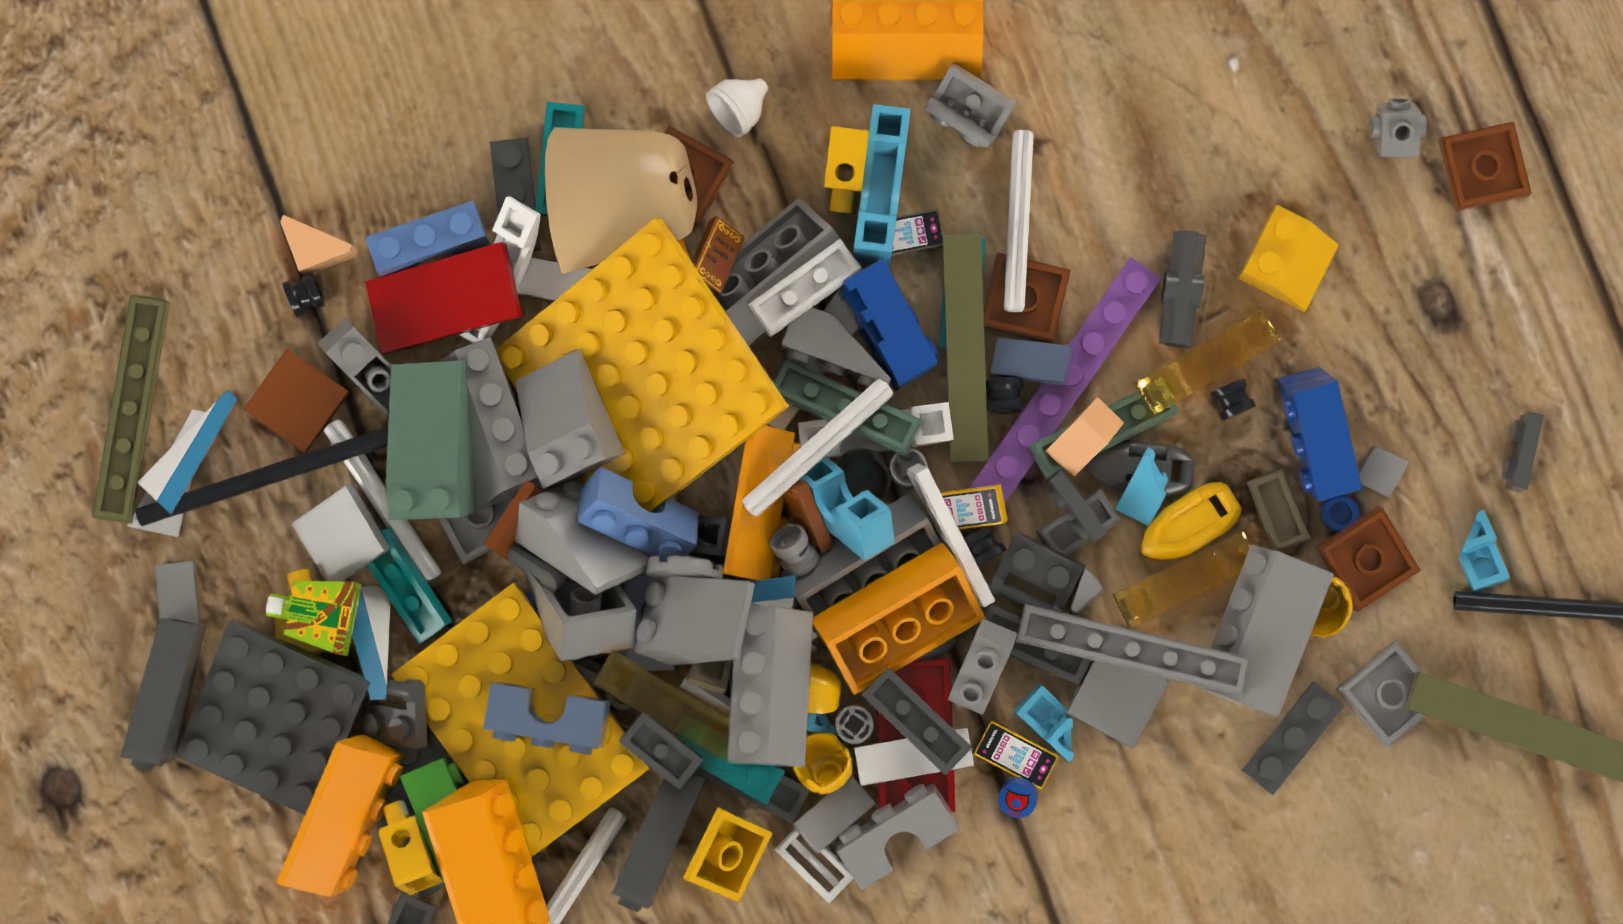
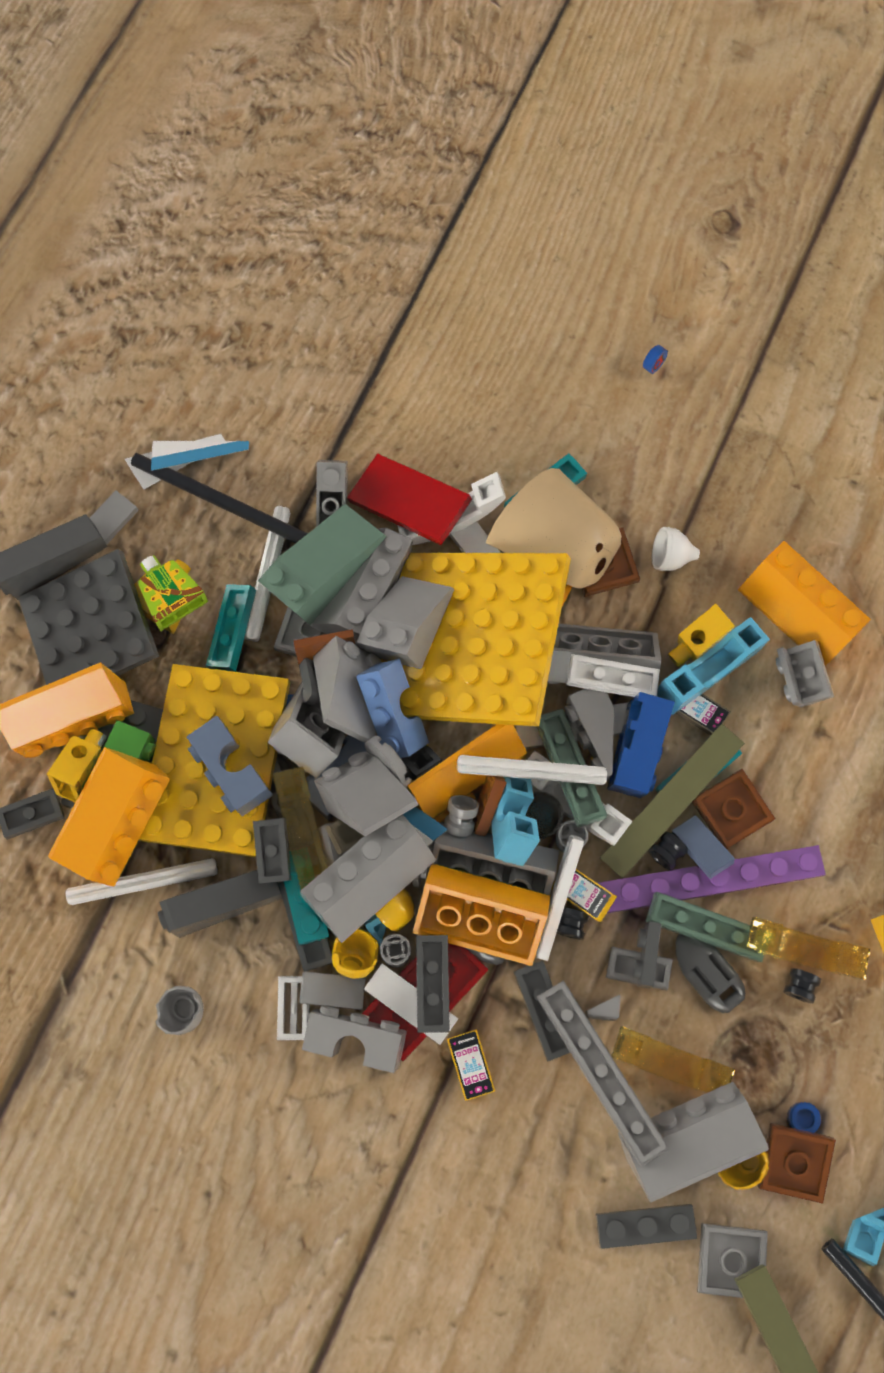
camera: 40 degrees right, 10 degrees down
(131, 409) = (189, 403): olive tile -> none
(296, 400) = (277, 479): dark orange tile -> none
(304, 294) = (338, 429): black wheel -> none
(313, 248) = (368, 412): light nougat slope -> none
(341, 535) = (226, 567): tile -> none
(372, 638) = (183, 635): sticker -> none
(396, 722) = (146, 690): dark grey plate -> none
(440, 233) = (433, 458): medium blue arch -> none
(513, 174) = (513, 475): dark grey plate -> none
(717, 253) = (581, 616): dark orange tile -> none
(728, 854) = (247, 948): yellow slope -> none
(982, 666) = (502, 991): light grey brick -> none
(1018, 221) = (771, 762): white axle -> none
(1018, 797) = (447, 1091): blue tile -> none
(1039, 566) = (592, 967): dark grey plate -> none
(1048, 719) = (510, 1063): medium azure slope -> none
(1085, 437) = (693, 918): light nougat slope -> none
(1116, 700) = (562, 1093): light grey tile -> none
(1144, 491) = (698, 985): medium azure slope -> none
(1182, 289) = (832, 893): dark grey piece -> none
(1190, 523) = (707, 1033): yellow piece -> none
(1277, 510) = (767, 1078): dark tan tile -> none
(1319, 433) = (837, 1058): blue wedge -> none
(1381, 471) = (854, 1118): light grey slope -> none

